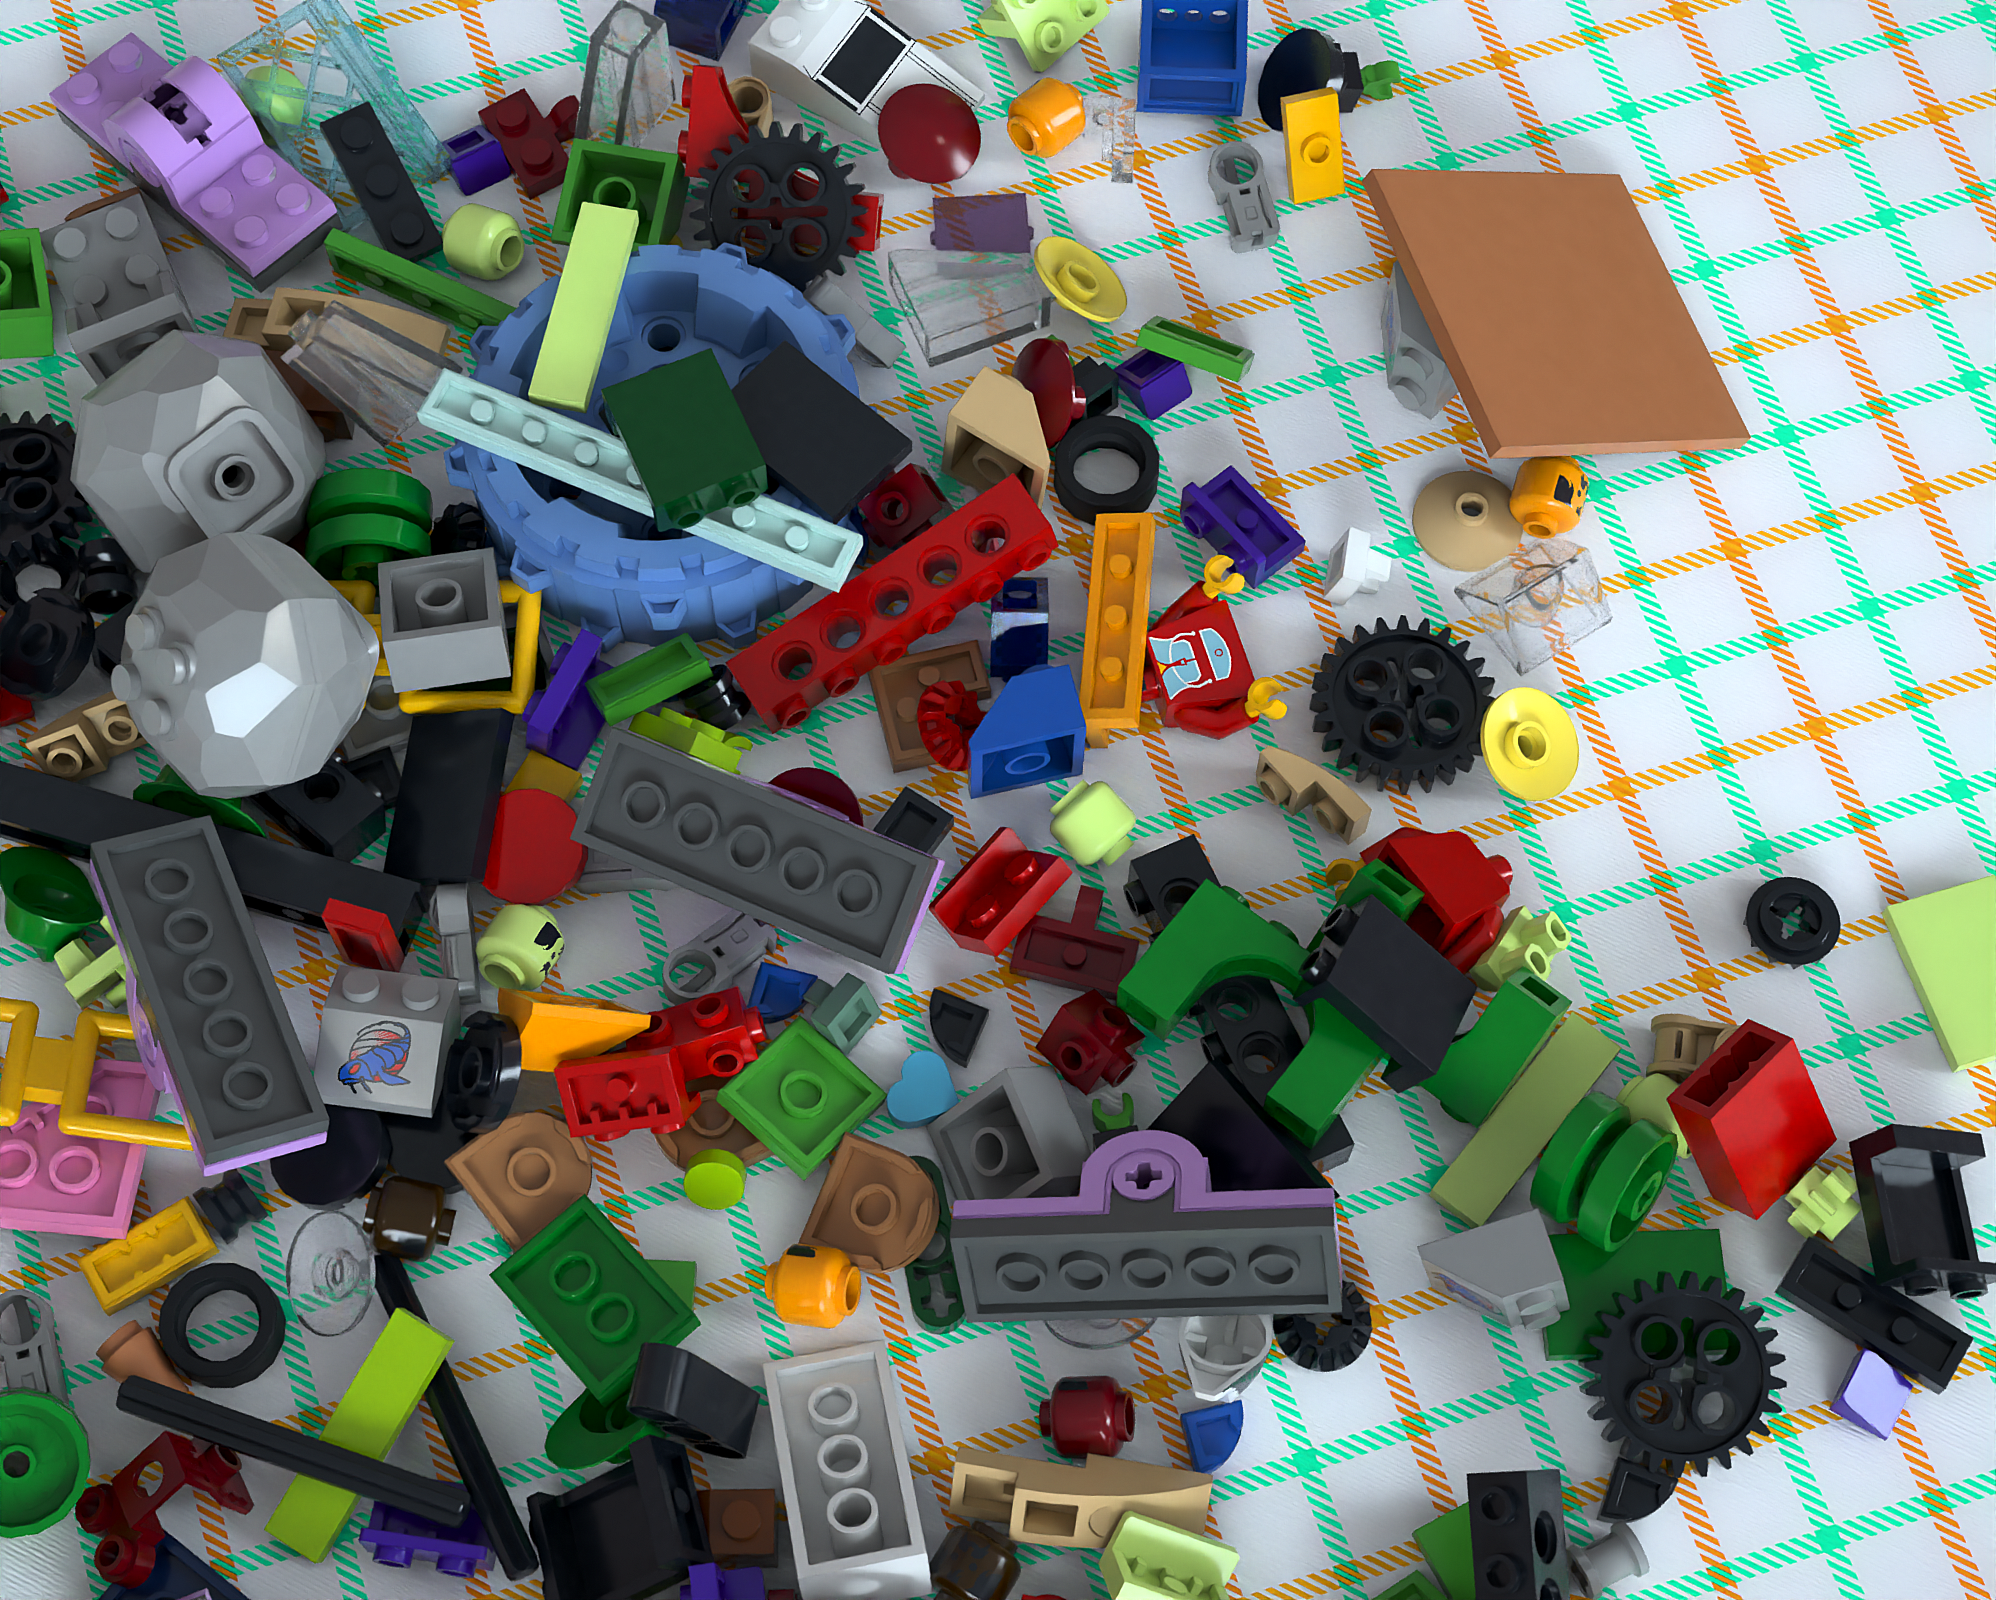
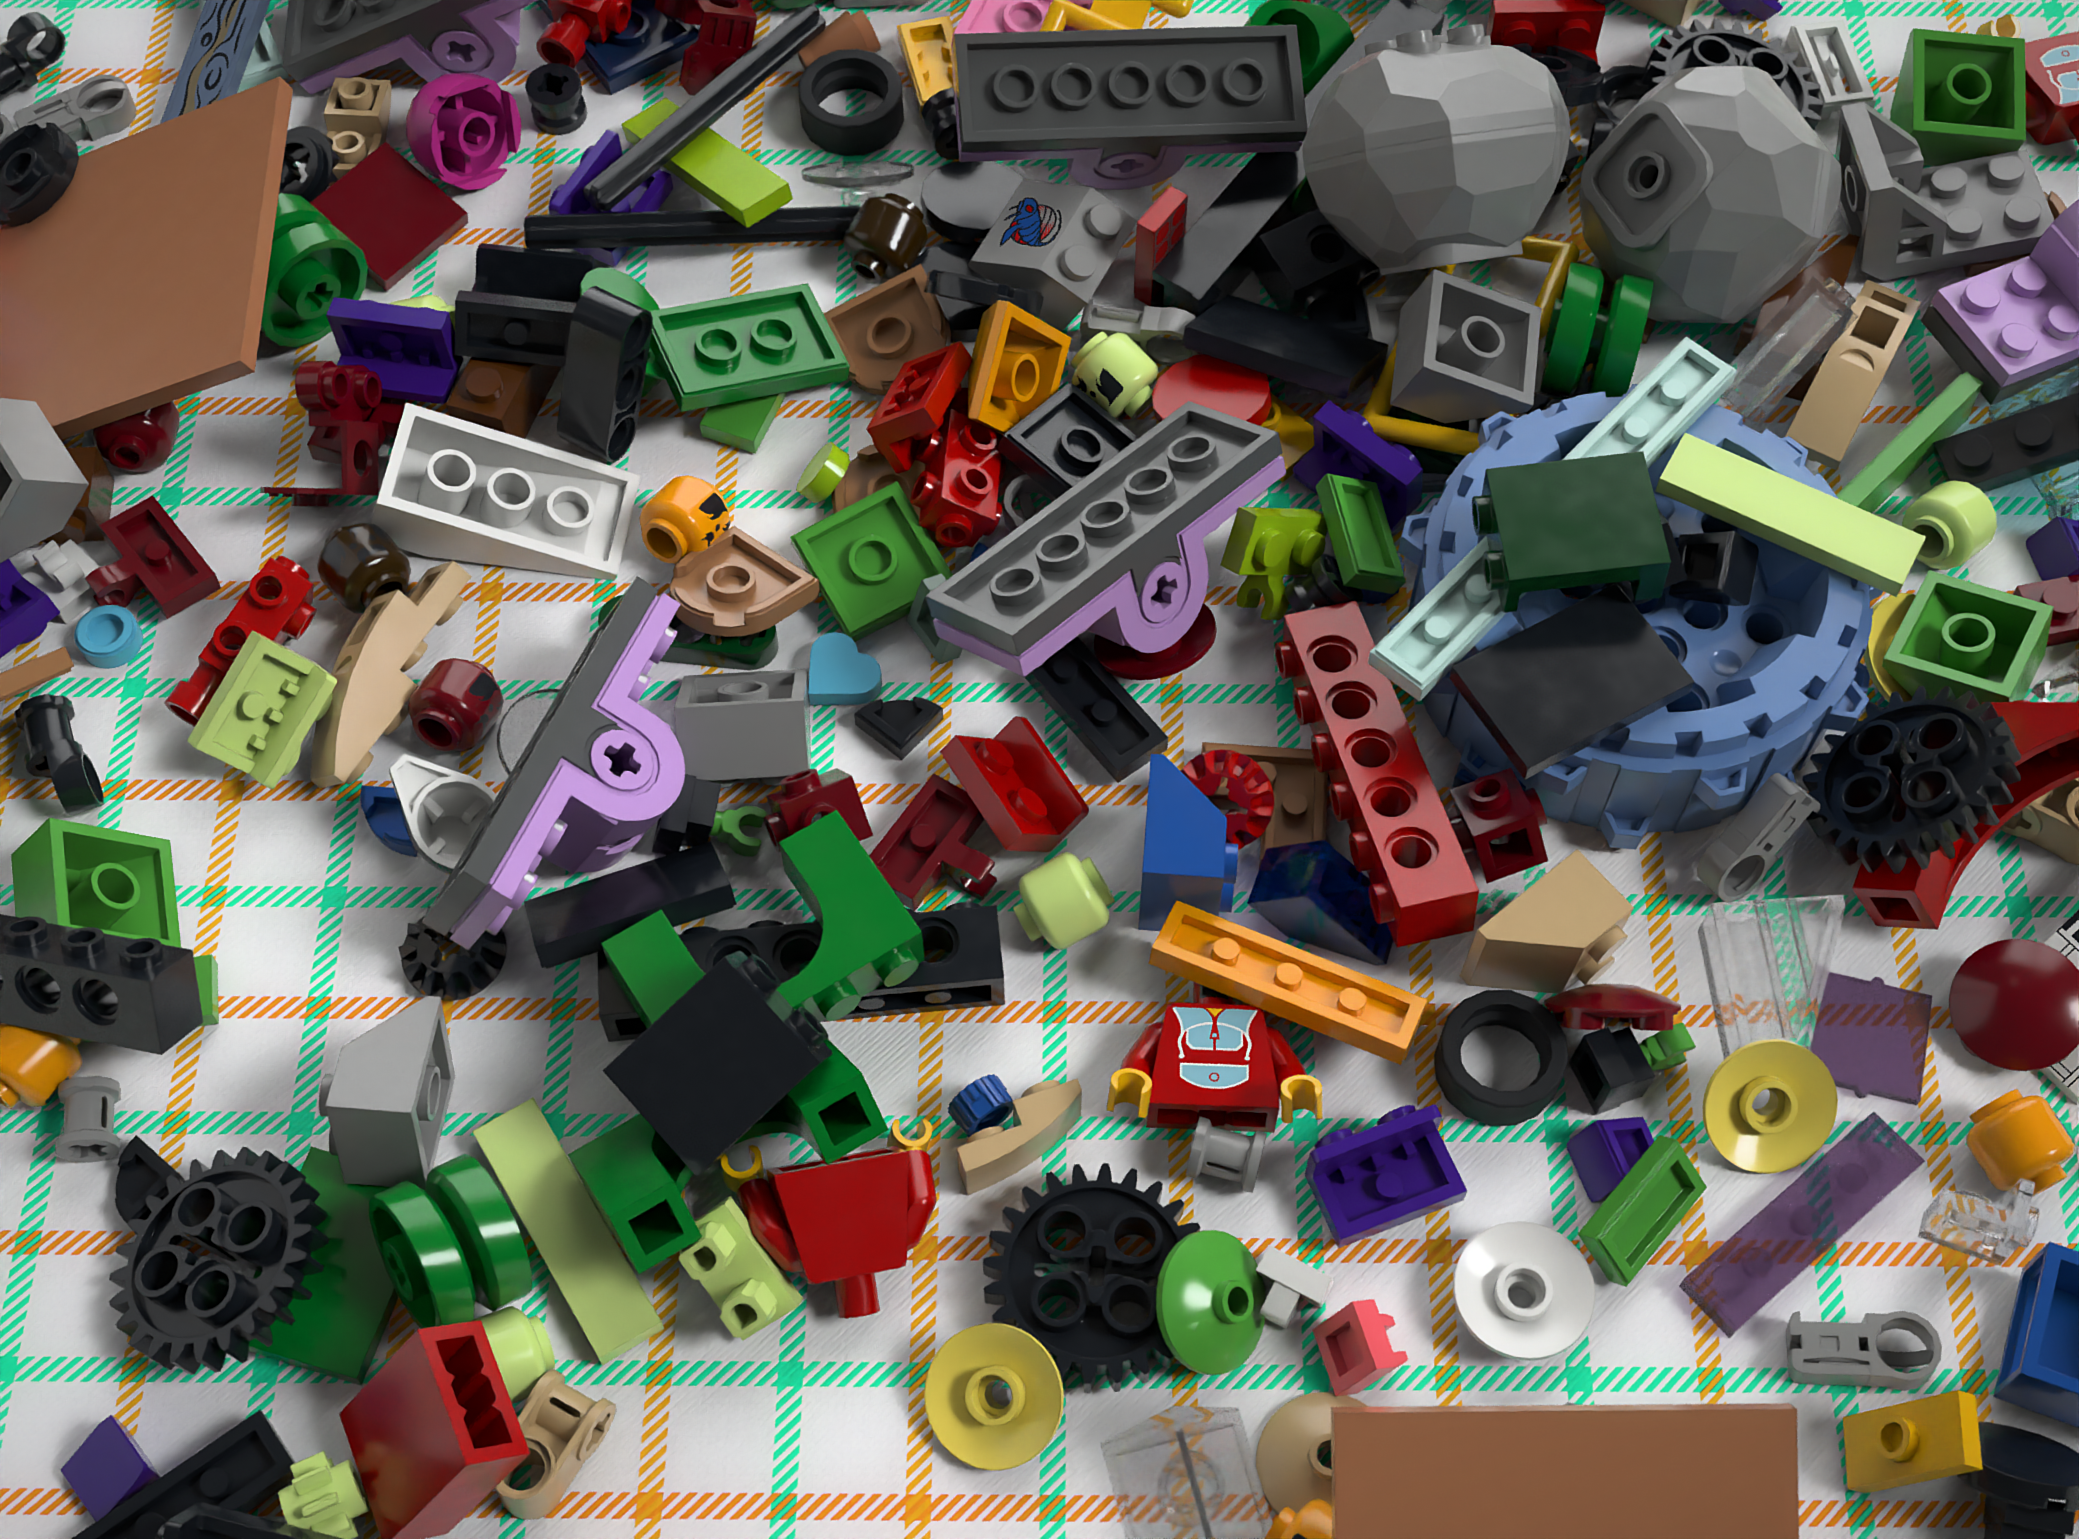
camera: 110 degrees right, 5 degrees down
(624, 949) = (1064, 440): none -> black tile
(633, 357) = (1717, 568): none -> black slope
(1156, 252) = (1801, 1224): none -> clear purple tile
(1266, 640) = (1226, 1154): none -> light grey bush
(1295, 393) = (1528, 1259): none -> white dish
(1298, 832) = (981, 1105): none -> blue axle
(1384, 510) = (1357, 1347): none -> coral tile
(1395, 610) = (1210, 1302): none -> bright green dish

